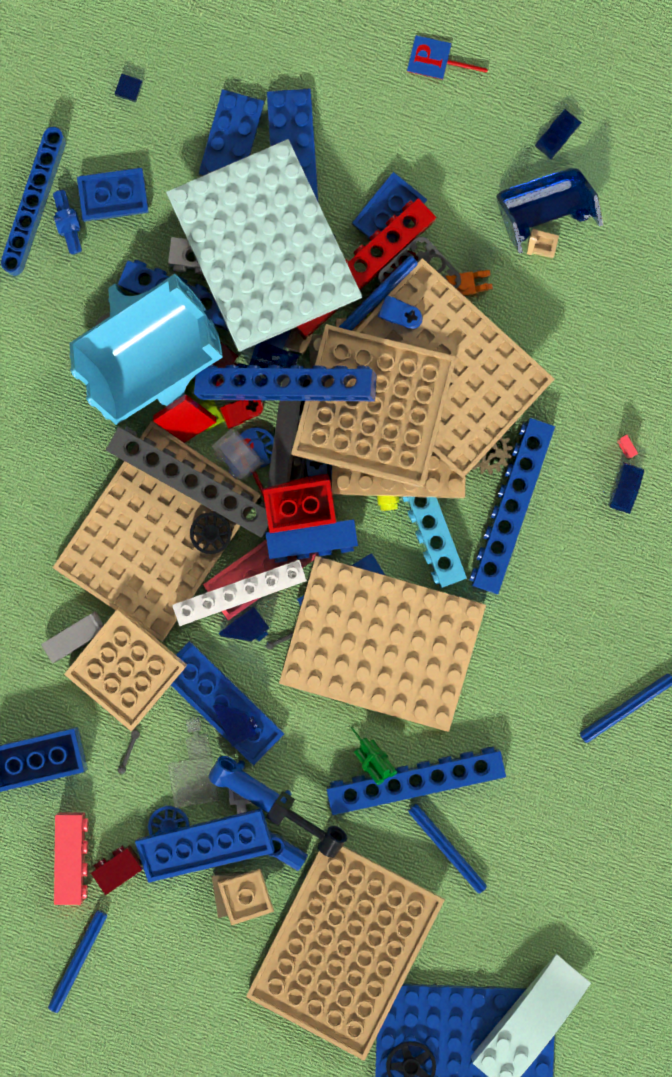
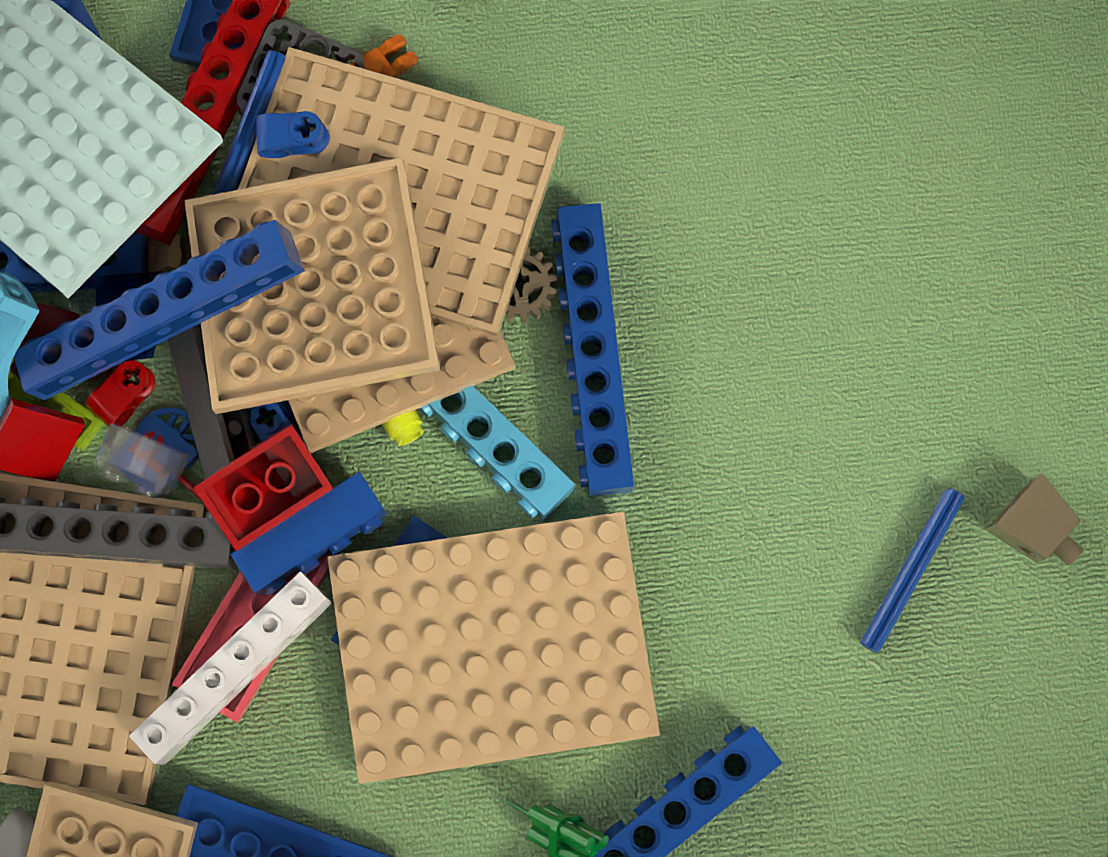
camera: 25 degrees left, 10 degrees down
(210, 533) = (149, 598): black wheel -> none
(247, 627) = (270, 718): clear blue slope -> none
(270, 645) = (321, 730): dark grey hinge -> none
(626, 488) = (749, 247): clear blue slope -> none
(627, 446) = (720, 188): coral tile -> none

